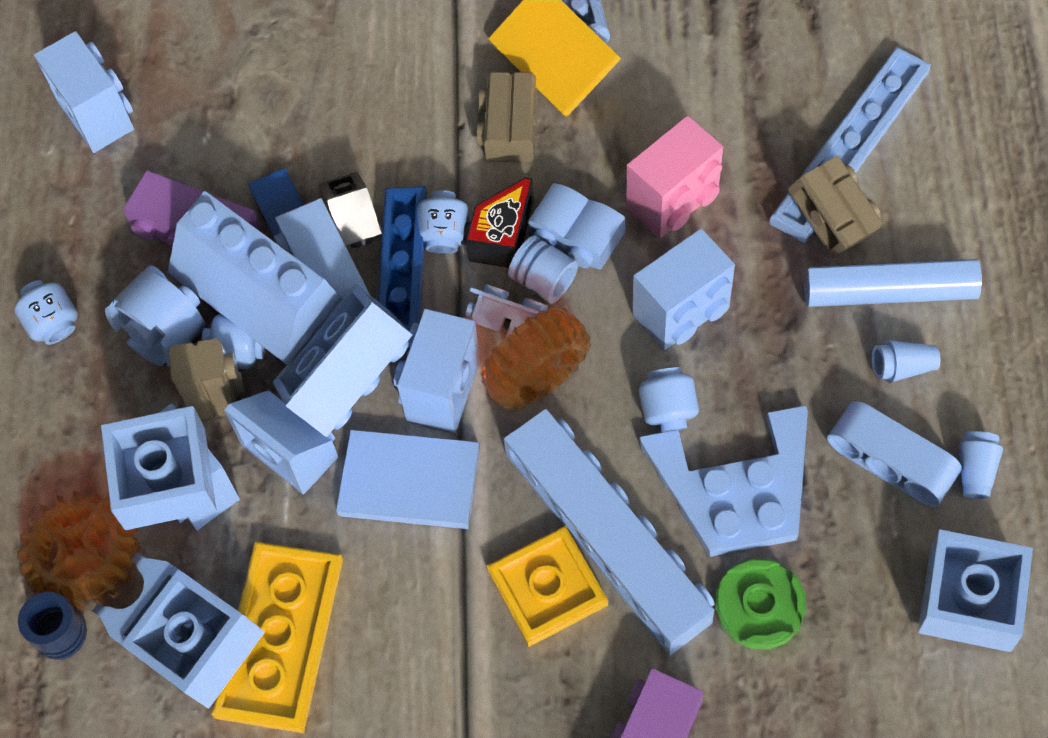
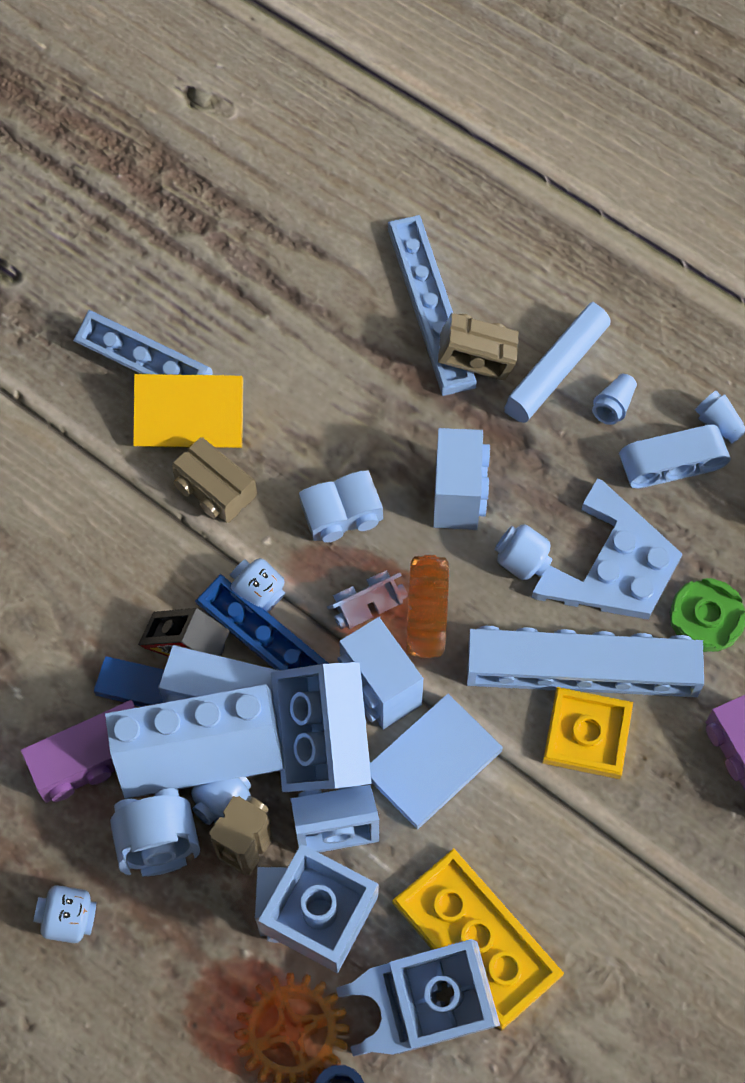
camera: 55 degrees left, 0 degrees up
(499, 225) = (296, 552): slope -> none
(543, 269) = (356, 551): light blue piece -> none
(674, 177) = (371, 417): bright pink brick -> none

